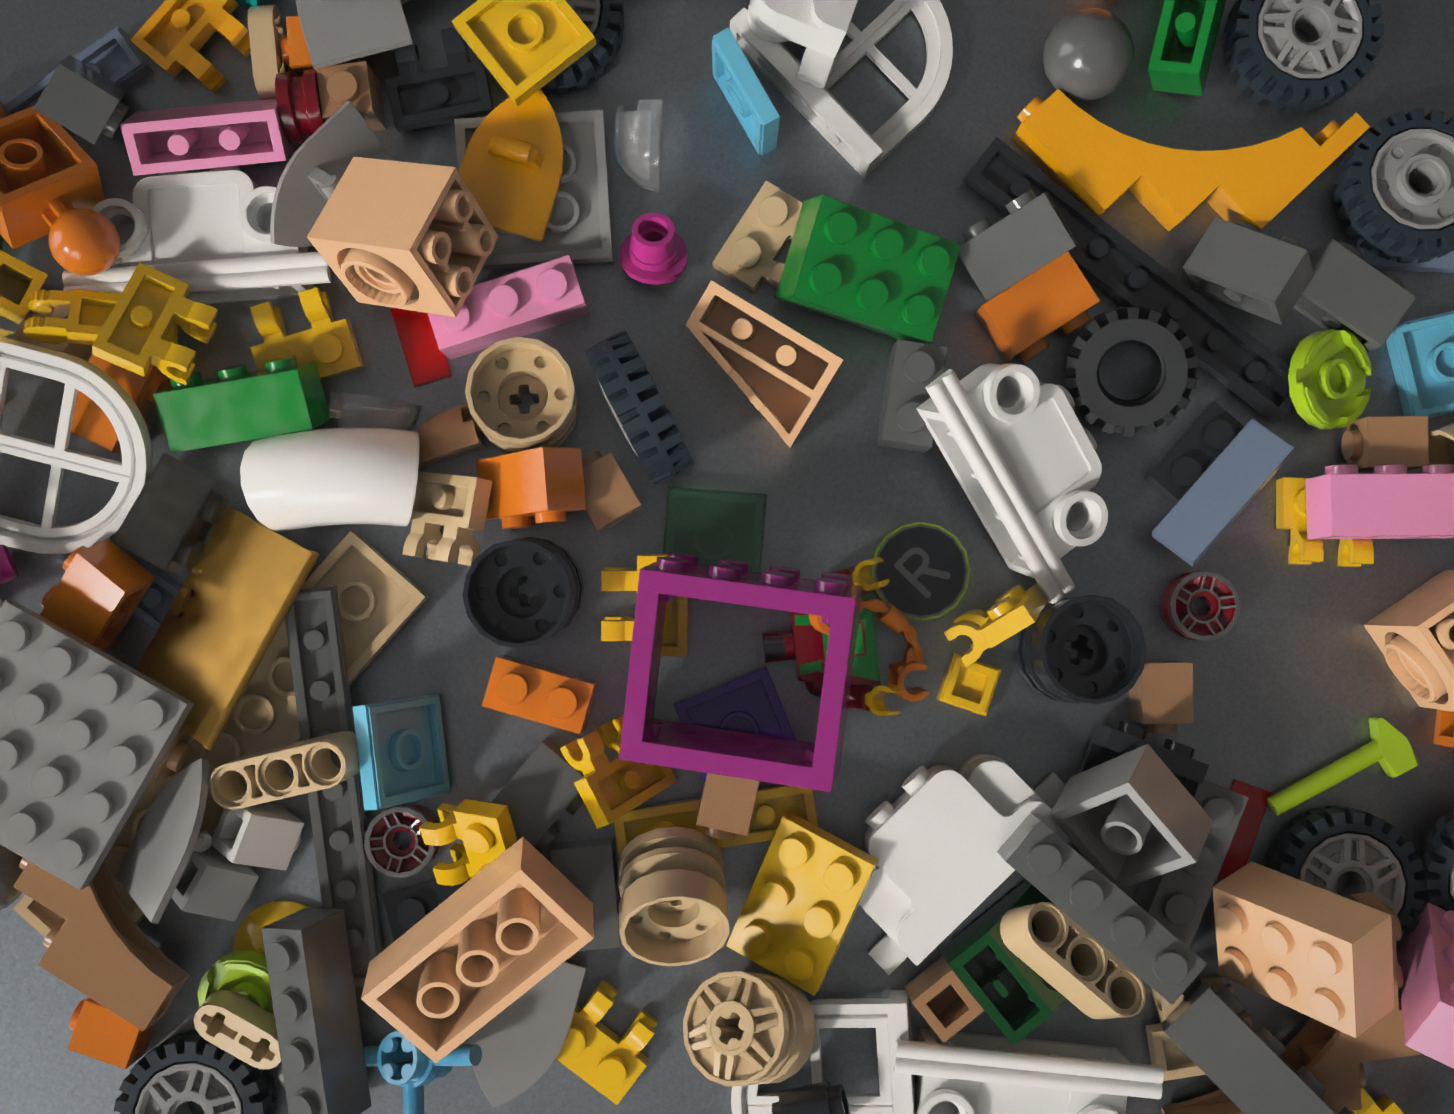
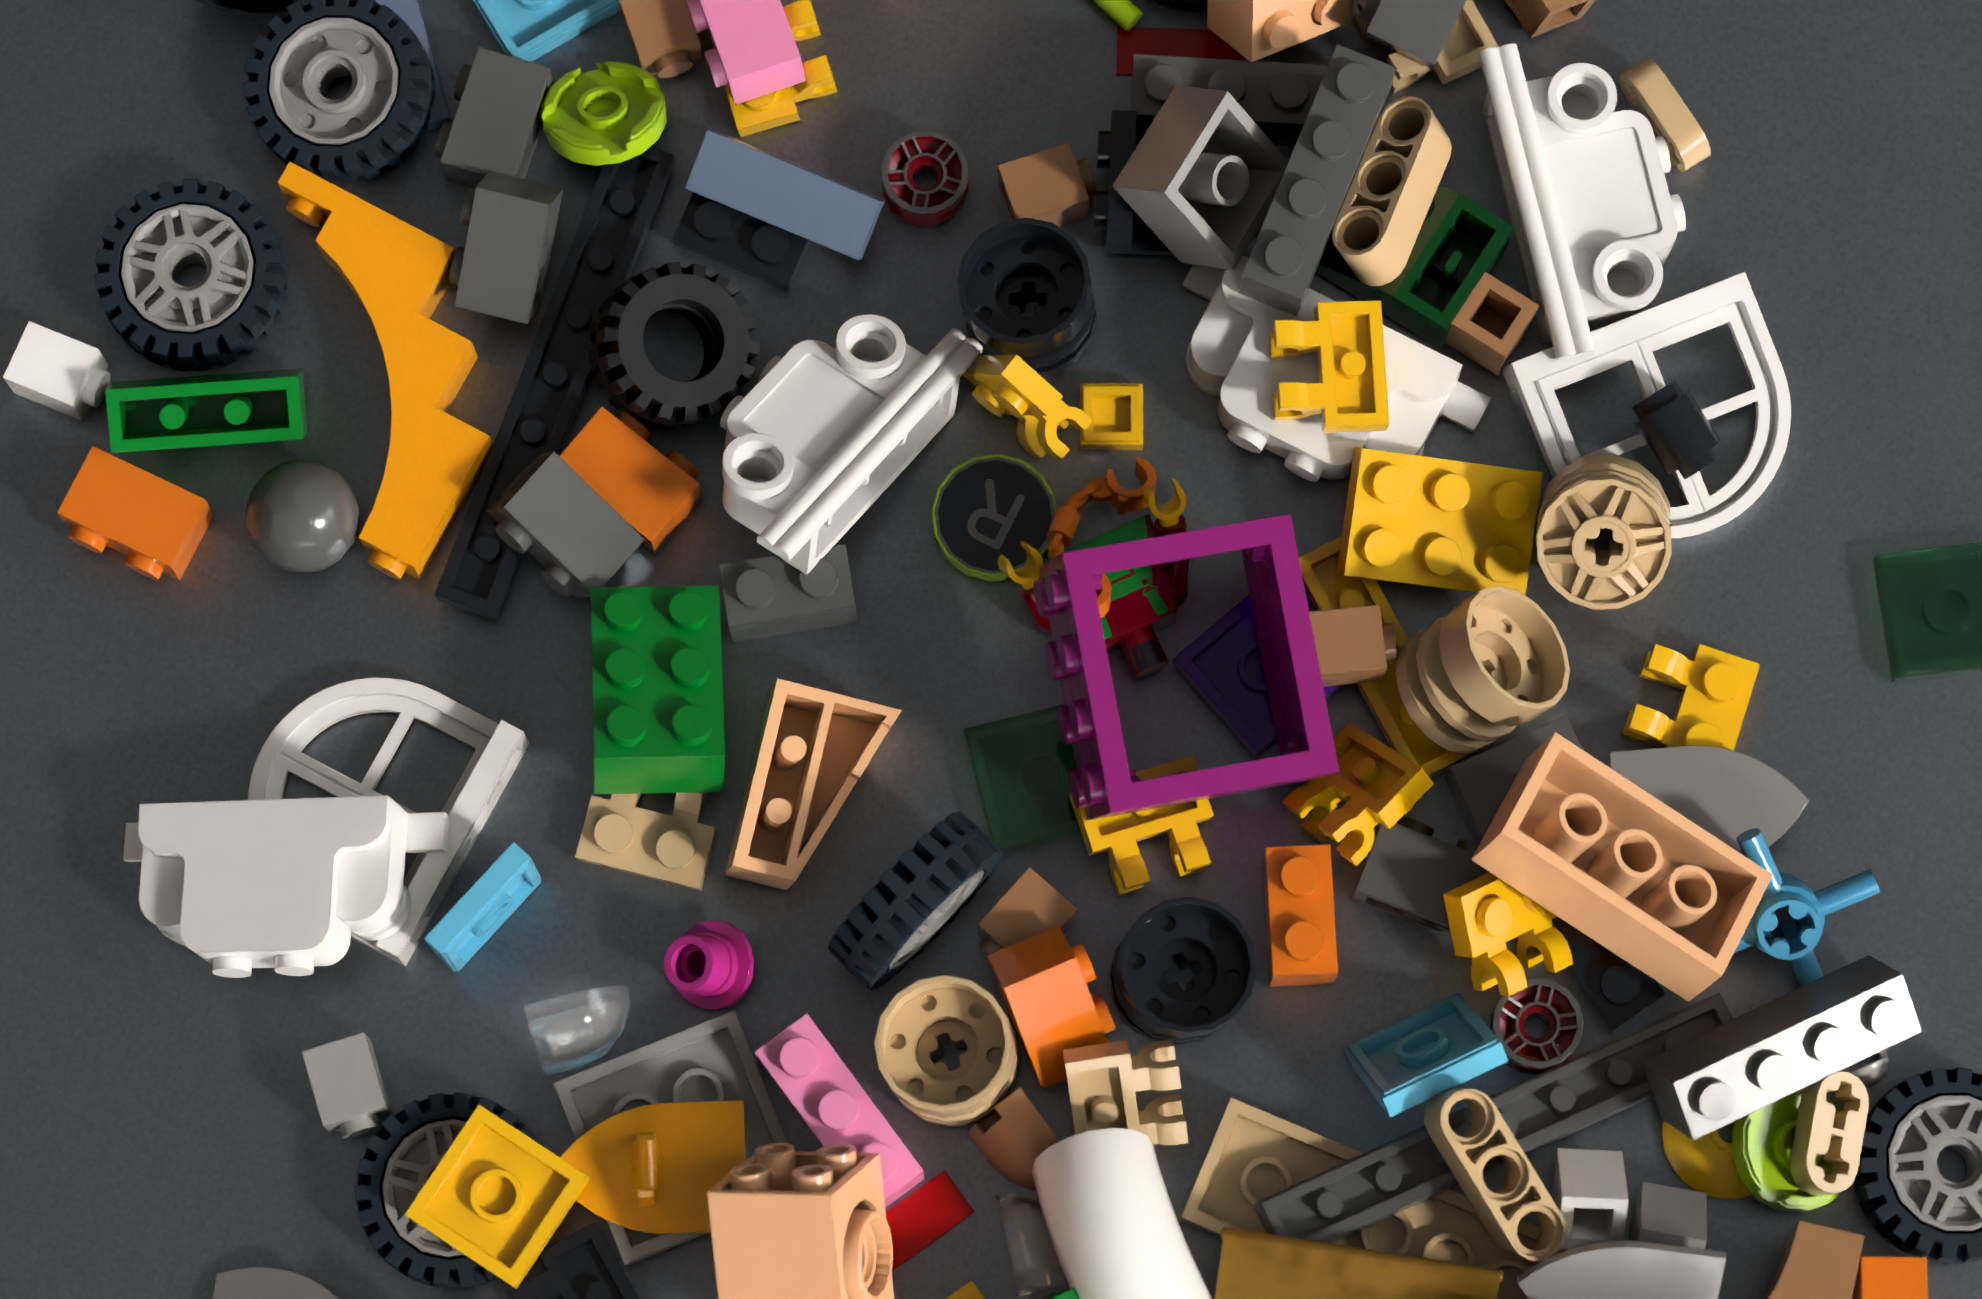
camera: 105 degrees left, 10 degrees down
(943, 879) = (1350, 367): none -> yellow plate

